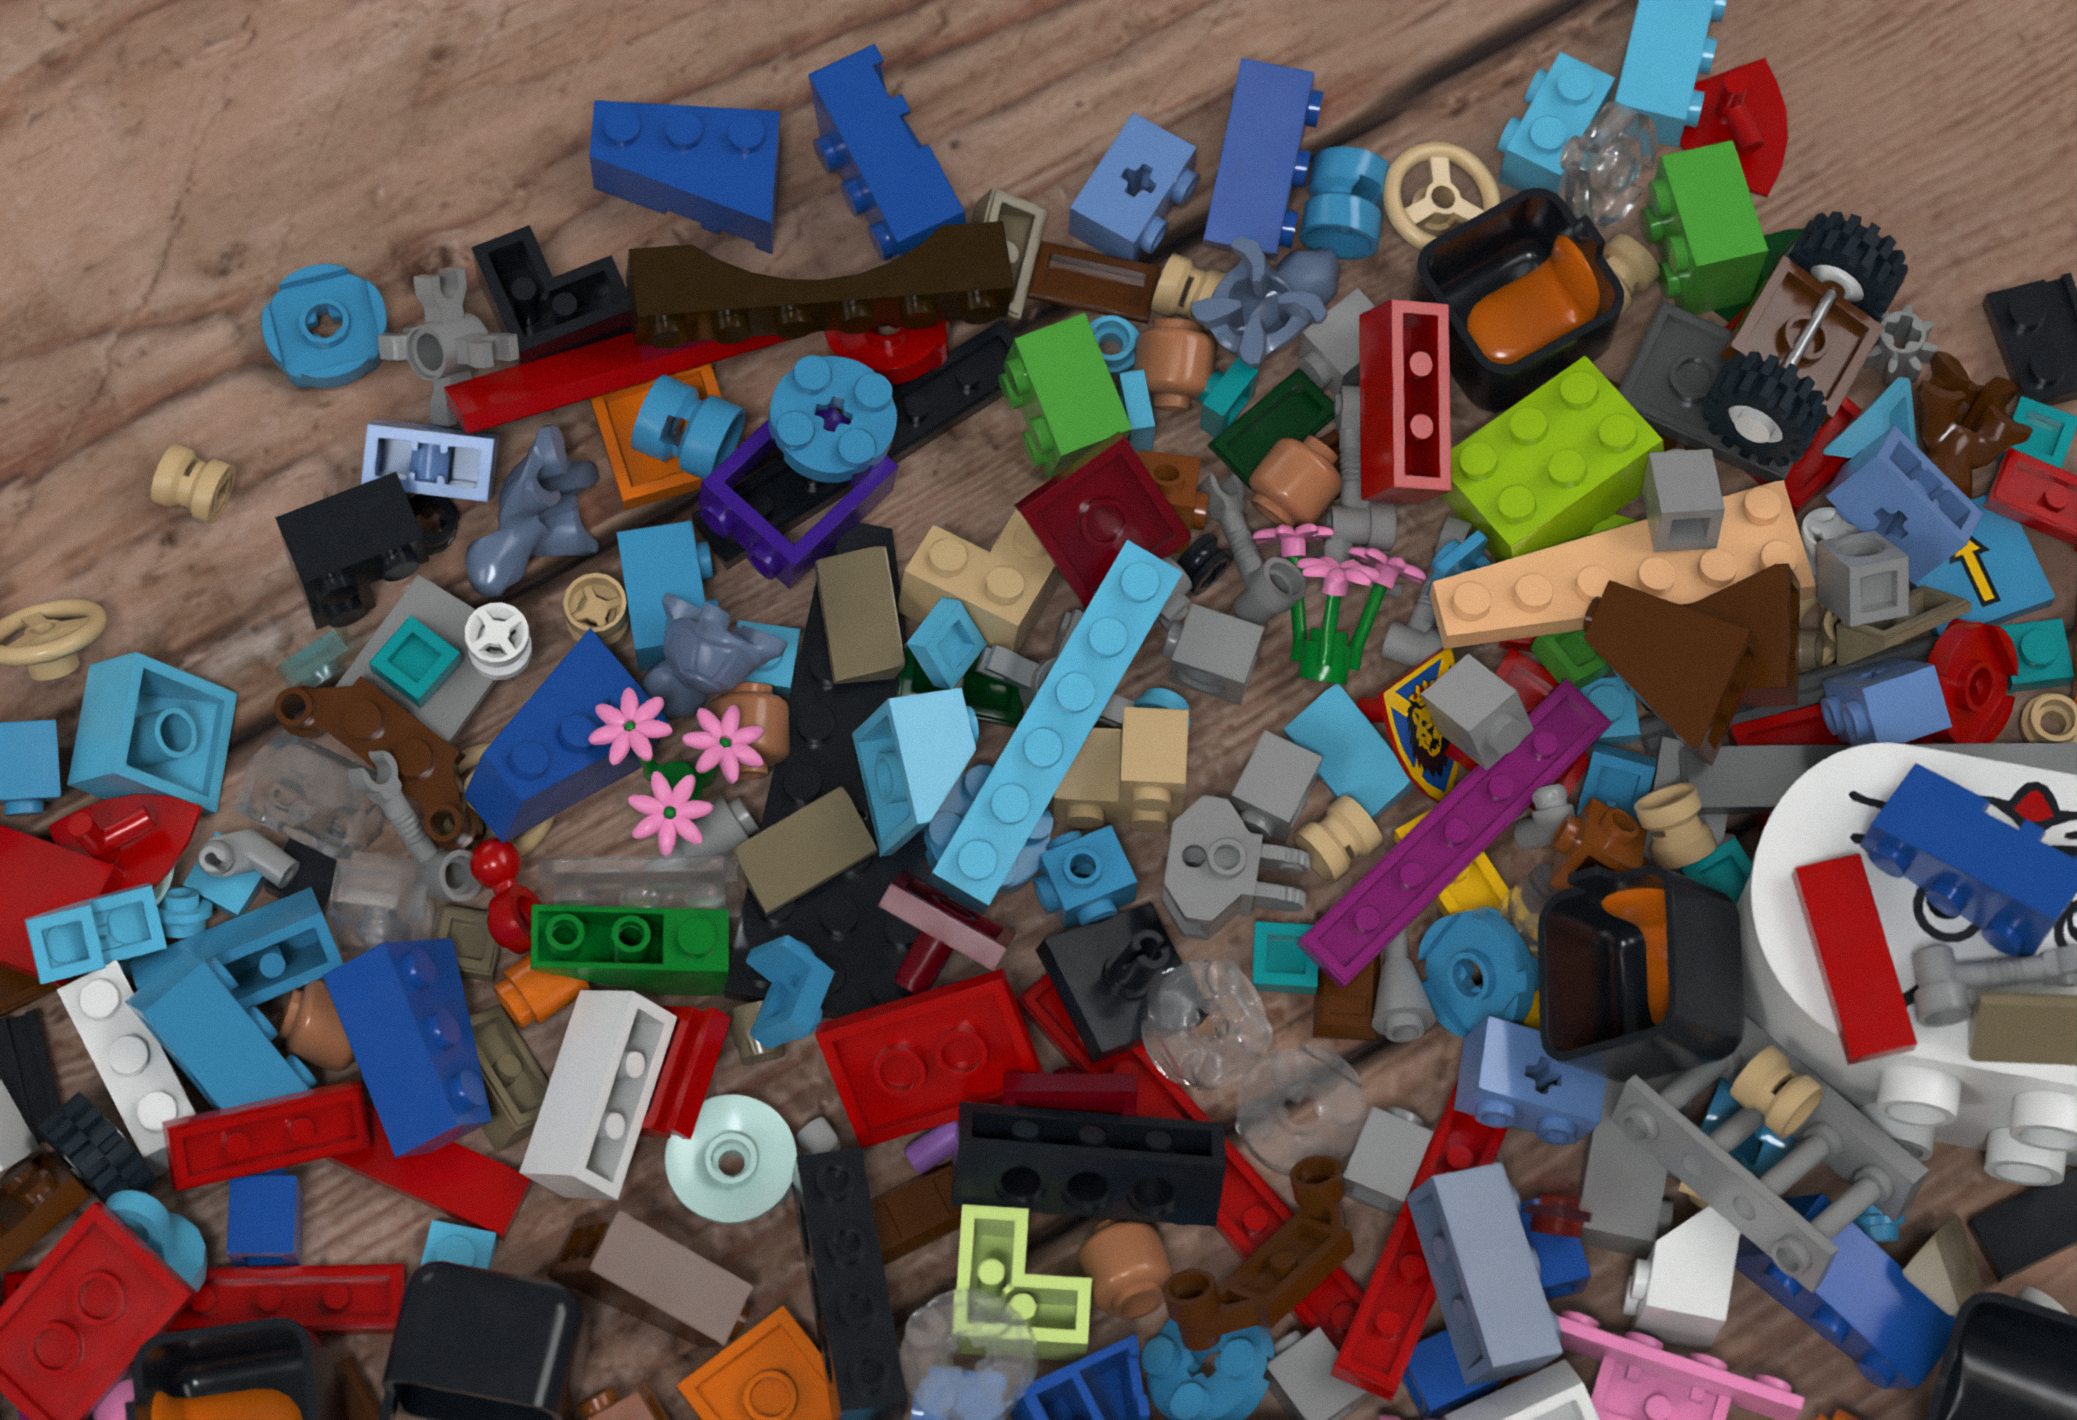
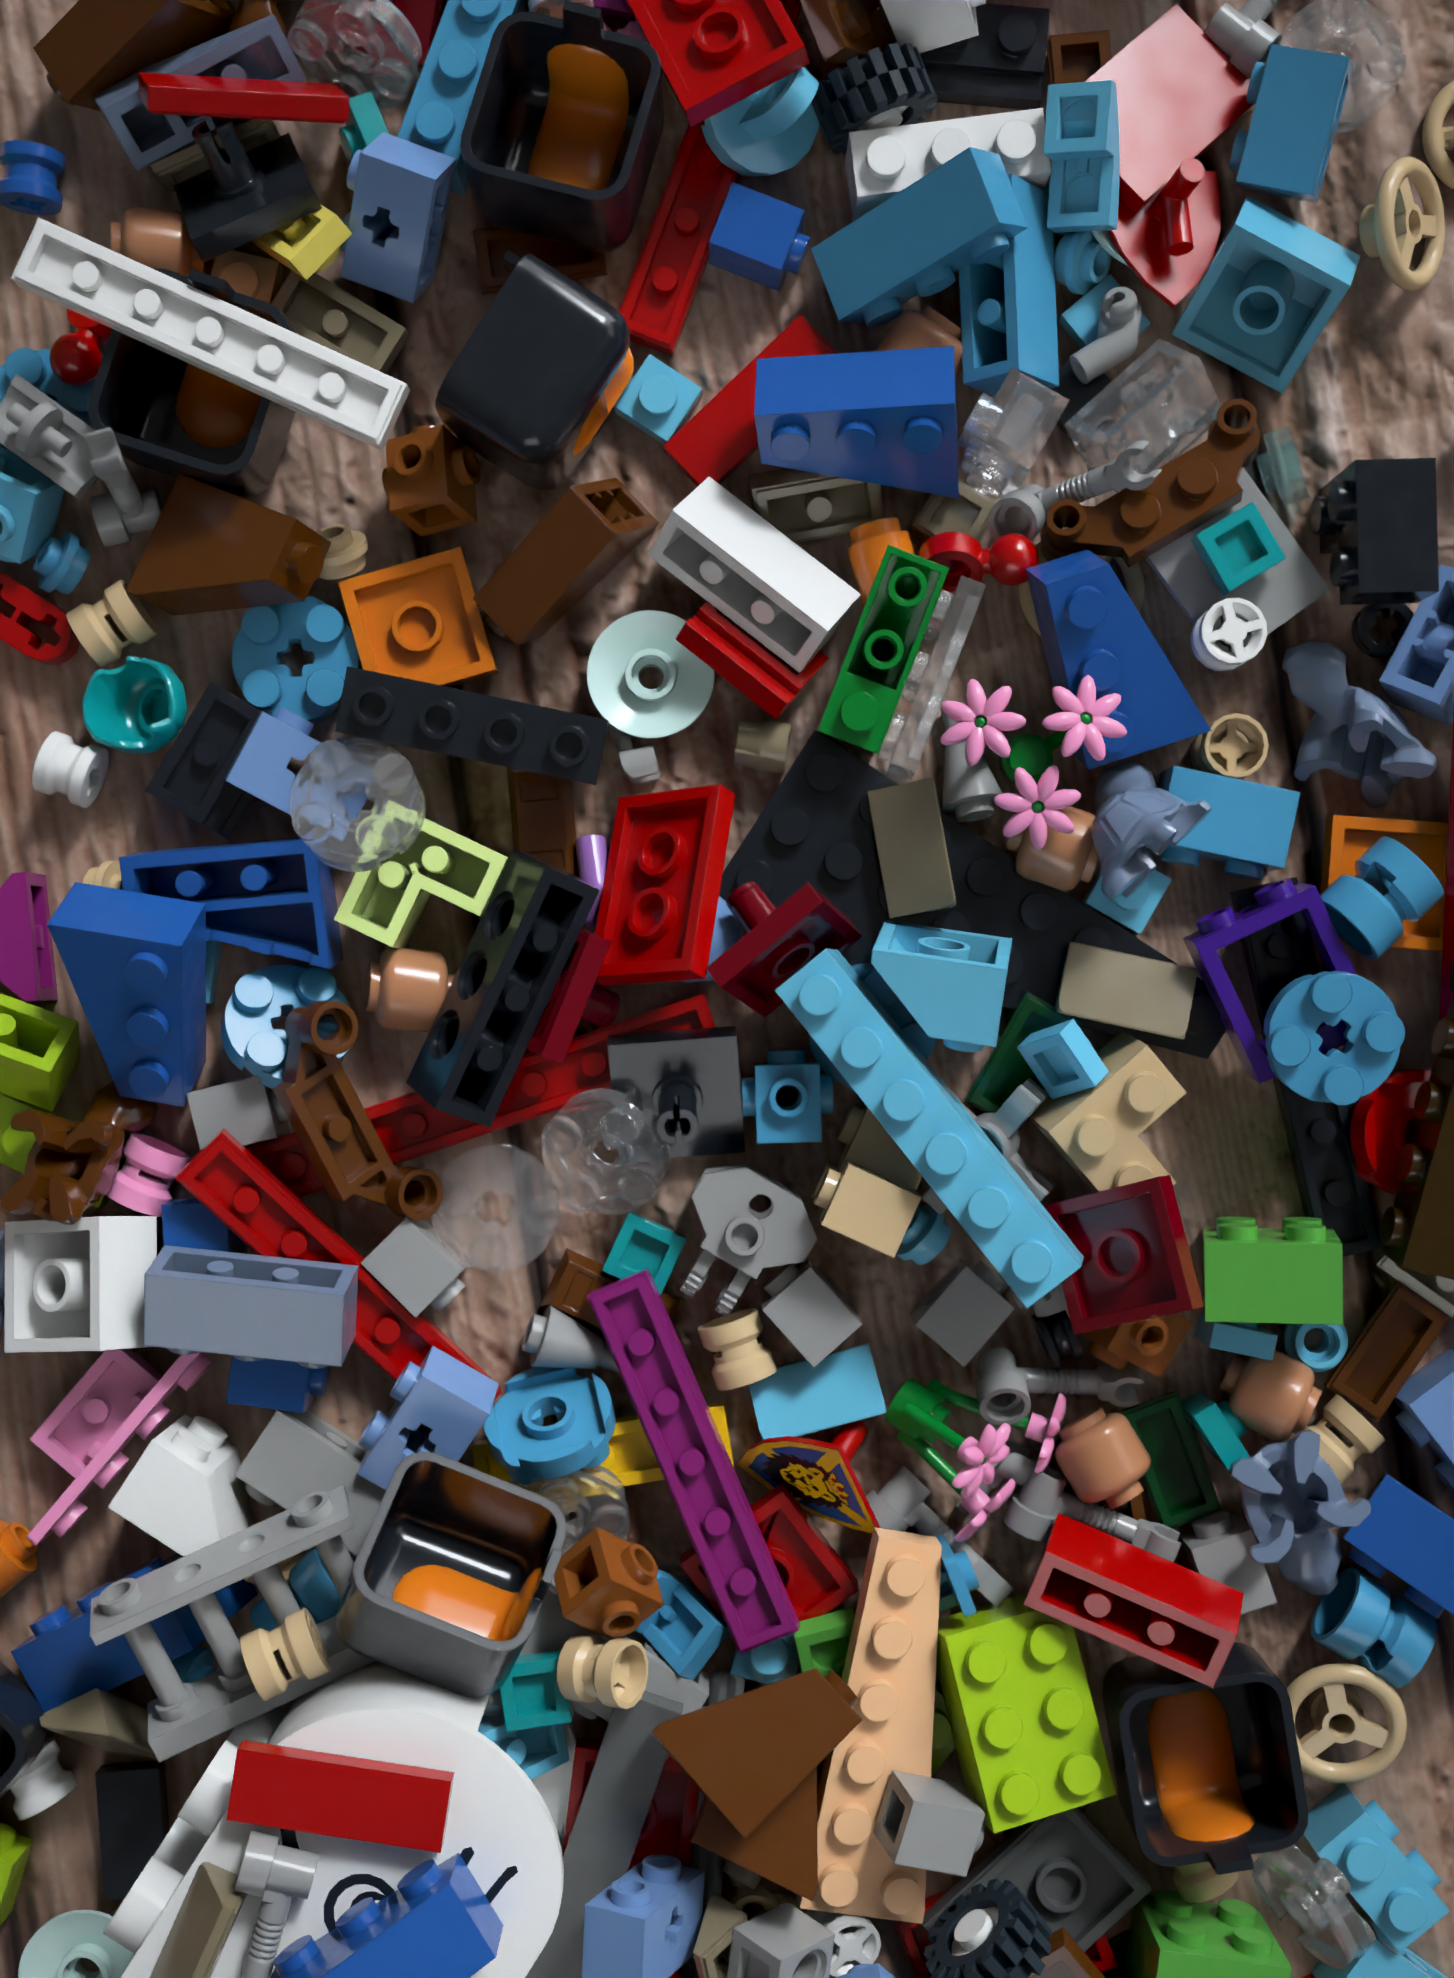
camera: 115 degrees right, 20 degrees up
(266, 1135) = (827, 250): red tile -> none
(795, 991) = (773, 784): dark azure bracket -> none
(1477, 712) = (793, 1533): light grey brick -> none
(1550, 811) = (672, 1551): light grey arm -> none
(1558, 1215) = (280, 1396): clear red plate -> none

